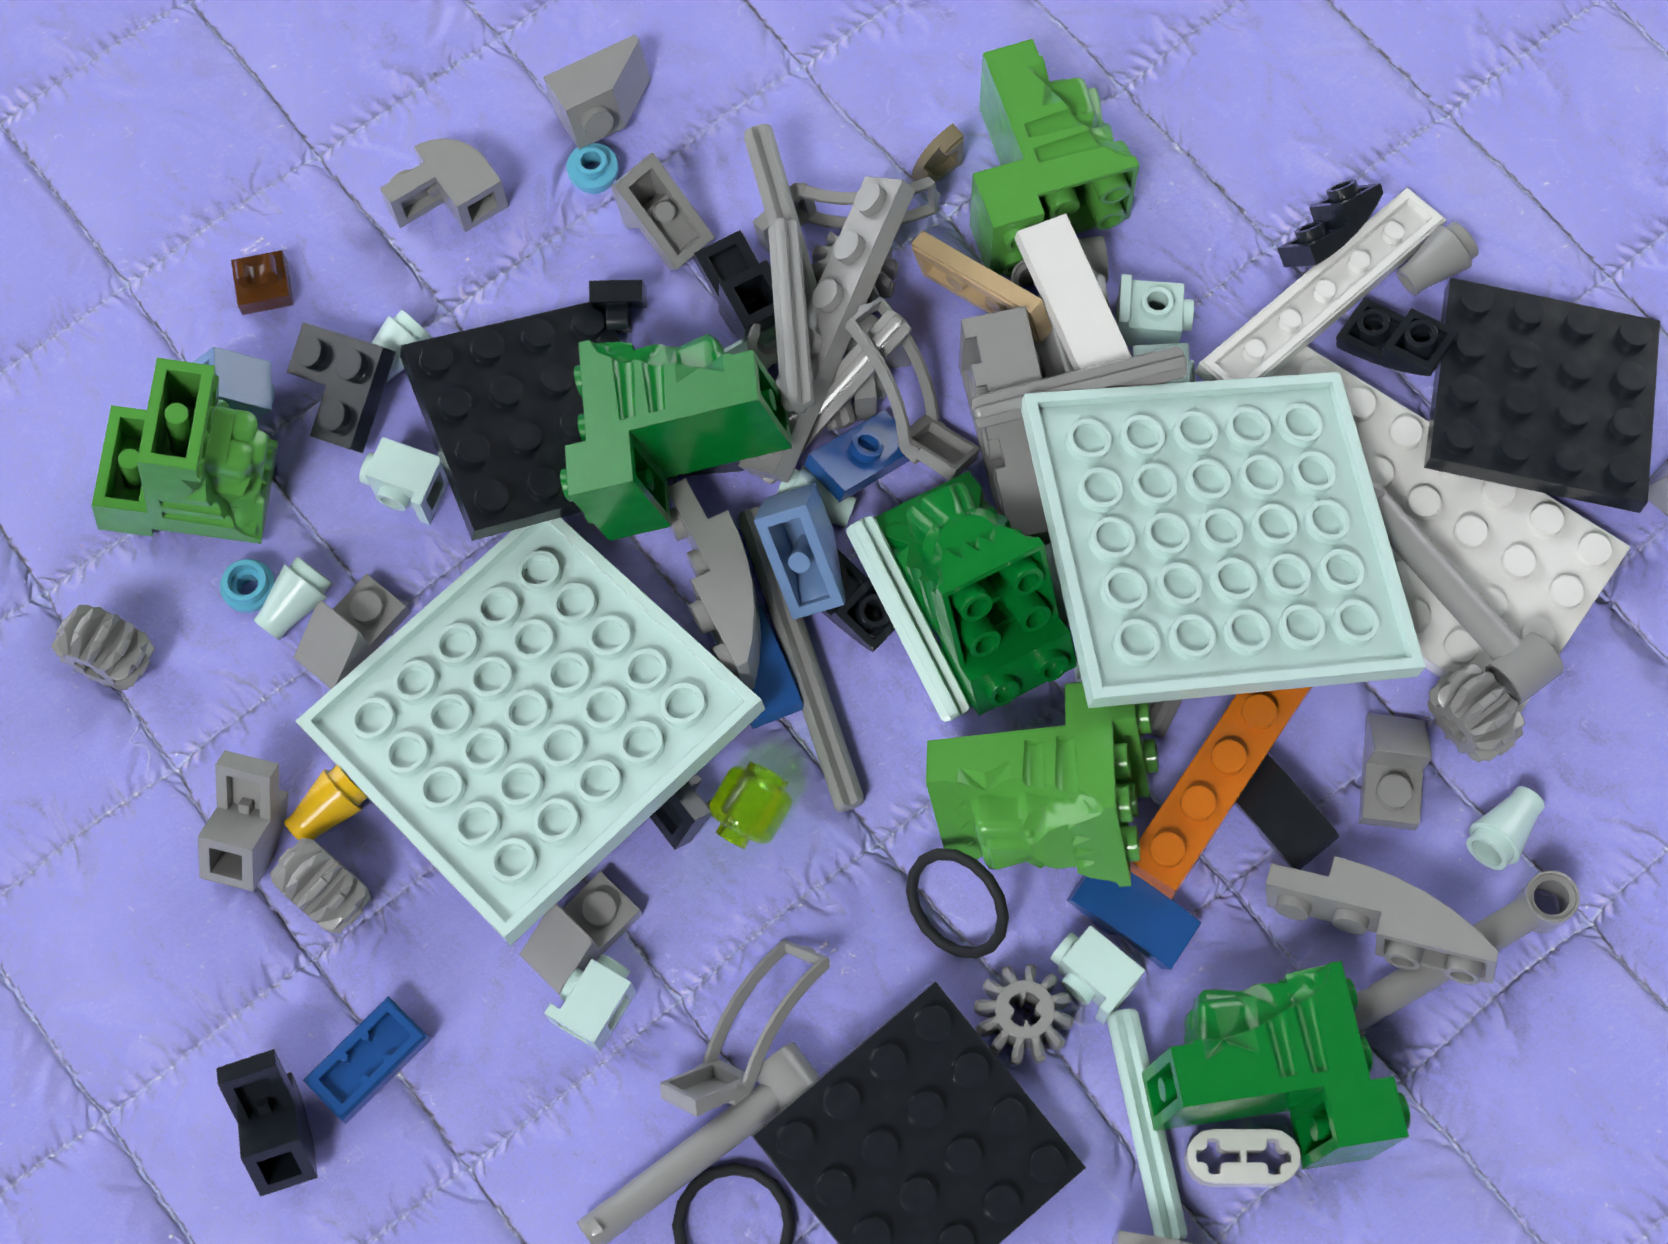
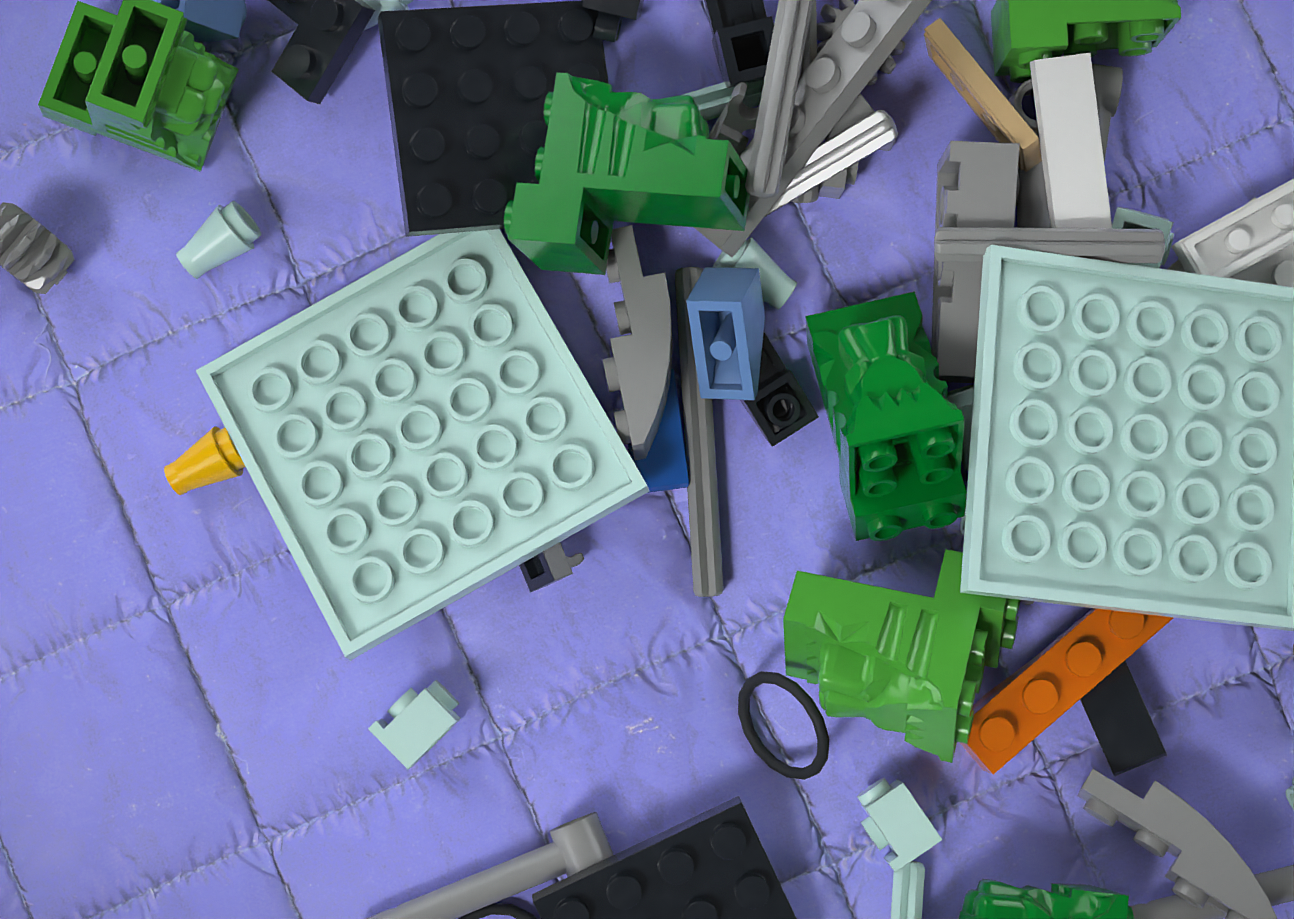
camera: 15 degrees right, 15 degrees up
(240, 573) = (164, 206): medium azure plate -> none
(245, 825) = (125, 463): light grey brick -> none
(270, 1120) = (93, 760): black brick -> none
(320, 885) = (184, 546): light grey gear -> none
(350, 632) = (268, 289): light grey slope -> none
(366, 1060) = (194, 720): blue plate -> none
(405, 478) = (354, 145): light aqua brick -> none
(579, 931) = (422, 650): light grey slope -> none
(719, 1082) = (513, 830): light grey piece -> none
(750, 805) = (613, 571): clear neon green head -> none
(857, 457) = (813, 242): blue plate -> none
(908, 618) = (813, 426): light aqua axle -> none
(927, 438) = (884, 242): light grey piece -> none
(1045, 1016) = (797, 842): light grey gear -> none
(1138, 915) = (959, 787): blue slope -> none
(1152, 311) = (1128, 169): light aqua brick -> none
(1393, 771) = (1238, 698): light grey slope -> none

